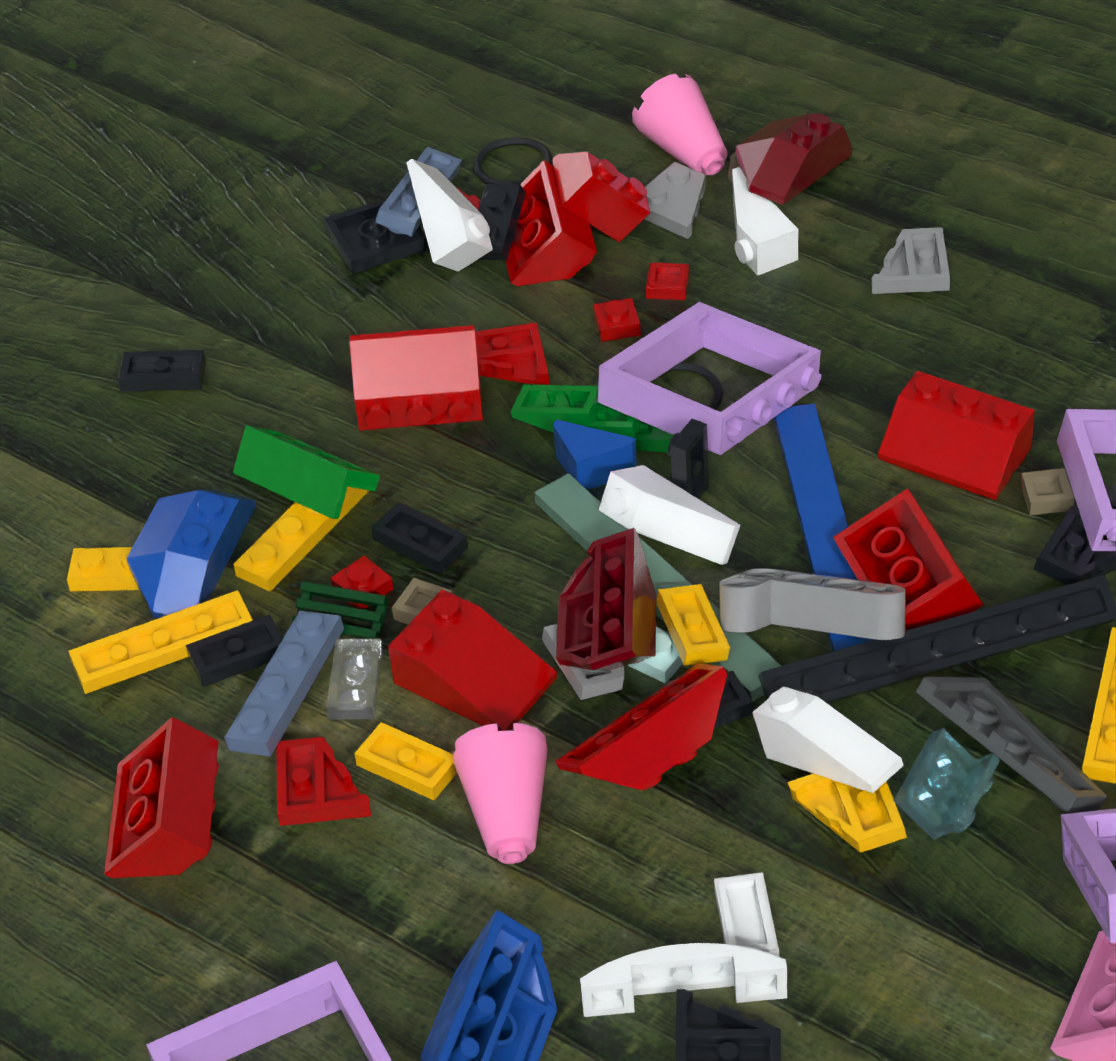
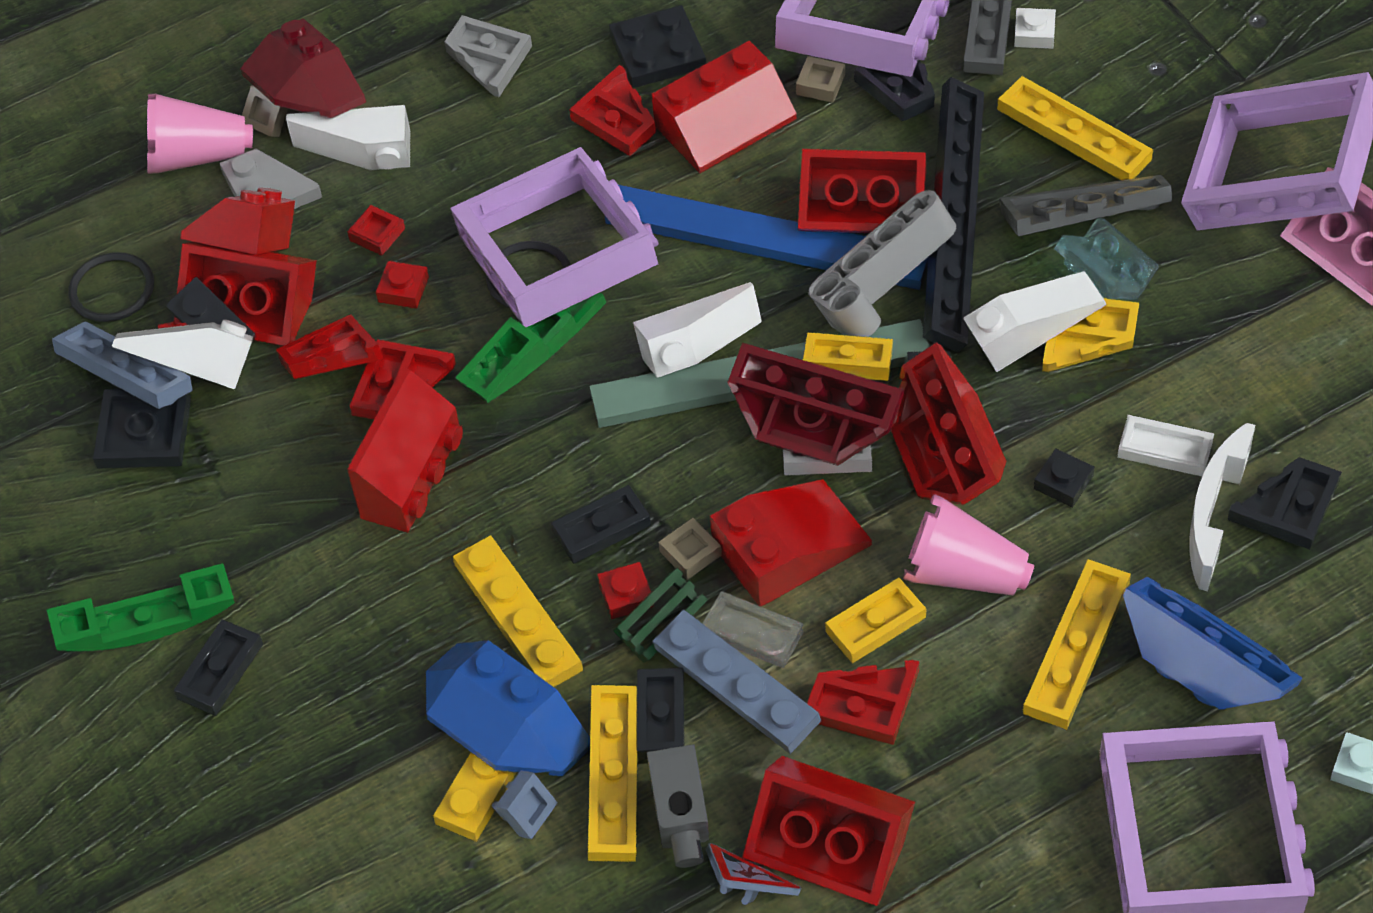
camera: 65 degrees left, 10 degrees up
(89, 761) = (740, 873): none -> piece
(103, 597) = (525, 804): none -> sand blue tile
(137, 687) = (679, 803): none -> dark grey torso
(187, 308) = (143, 617): none -> green slope
(299, 470) = (466, 584): green panel -> none
(445, 920) = (1076, 644): none -> yellow plate
(510, 300) = (329, 349): none -> red wing
(592, 453) = (576, 361): blue slope -> none
(657, 850) = (1063, 477): none -> black plate
(690, 458) = (657, 283): black plate -> none
(896, 362) = (615, 113): none -> red wing
(1011, 367) = (657, 46): none -> black plate

